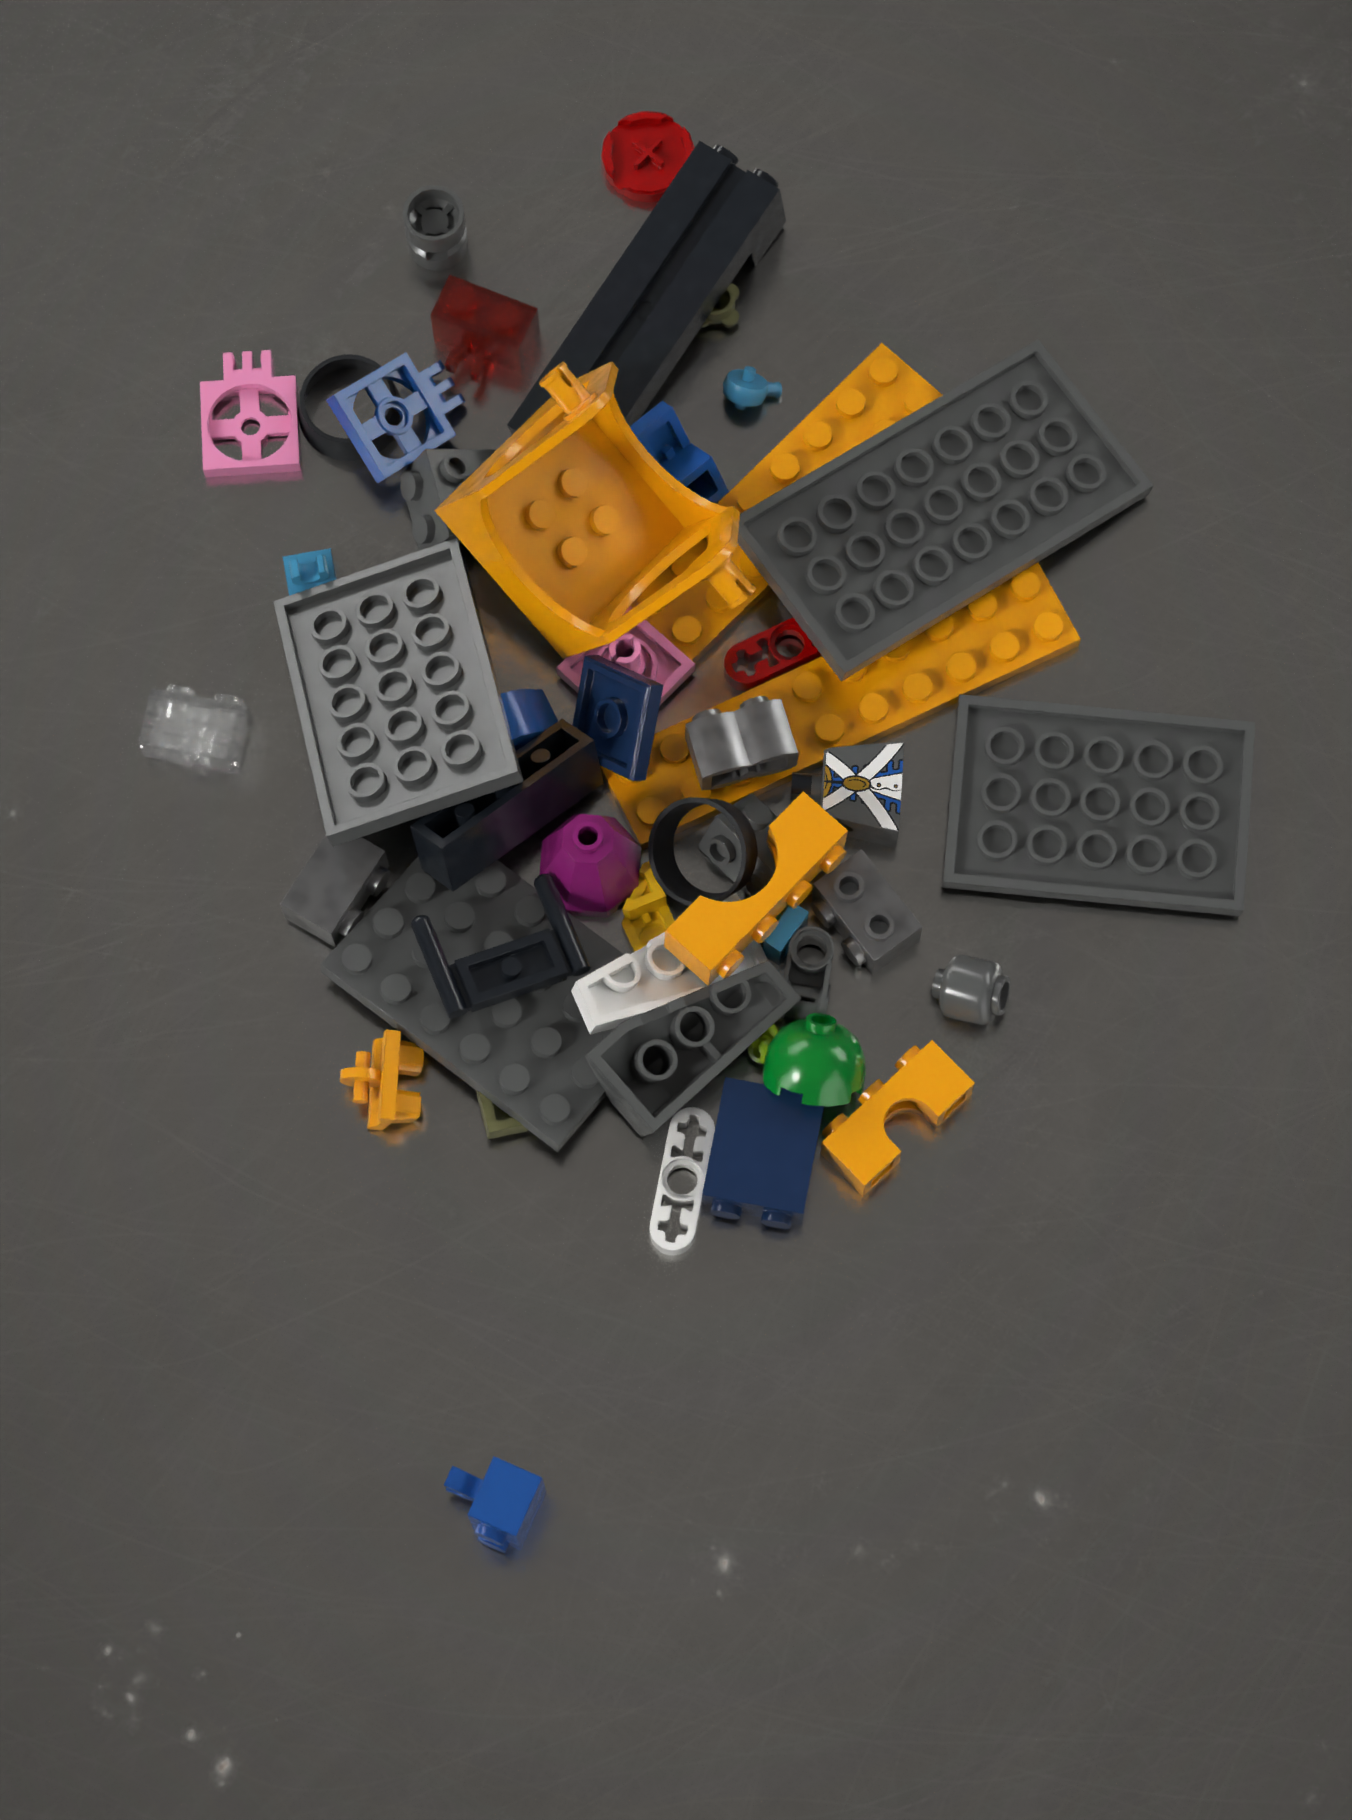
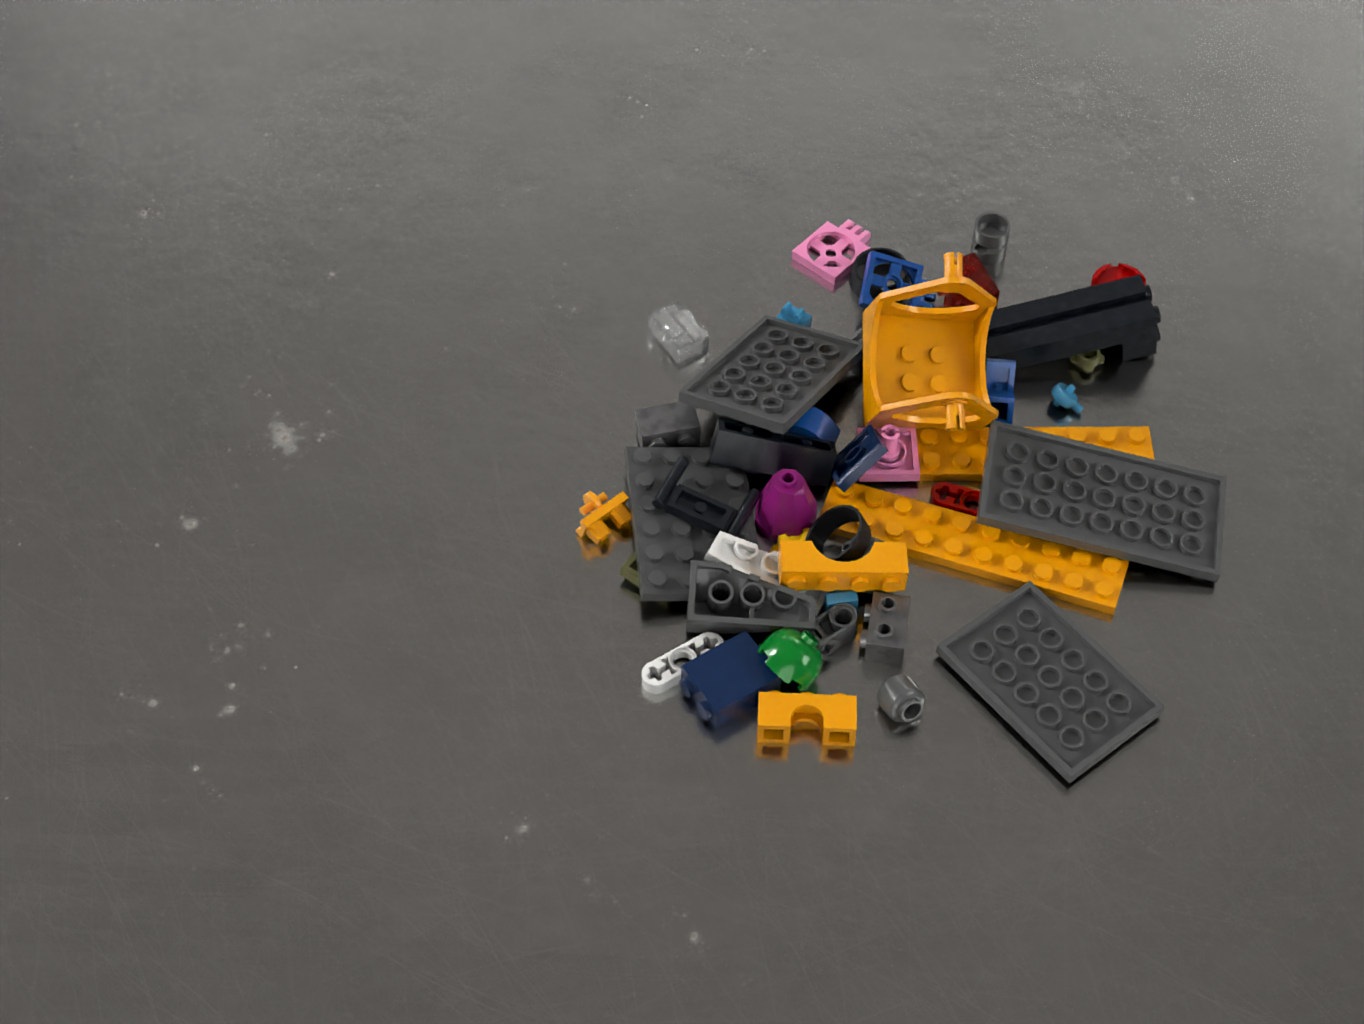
camera: 45 degrees right, 20 degrees down
(502, 1502) = (454, 705): blue brick -> none
(740, 743) = (902, 513): flat silver brick -> none
(859, 789) = (939, 580): torso -> none

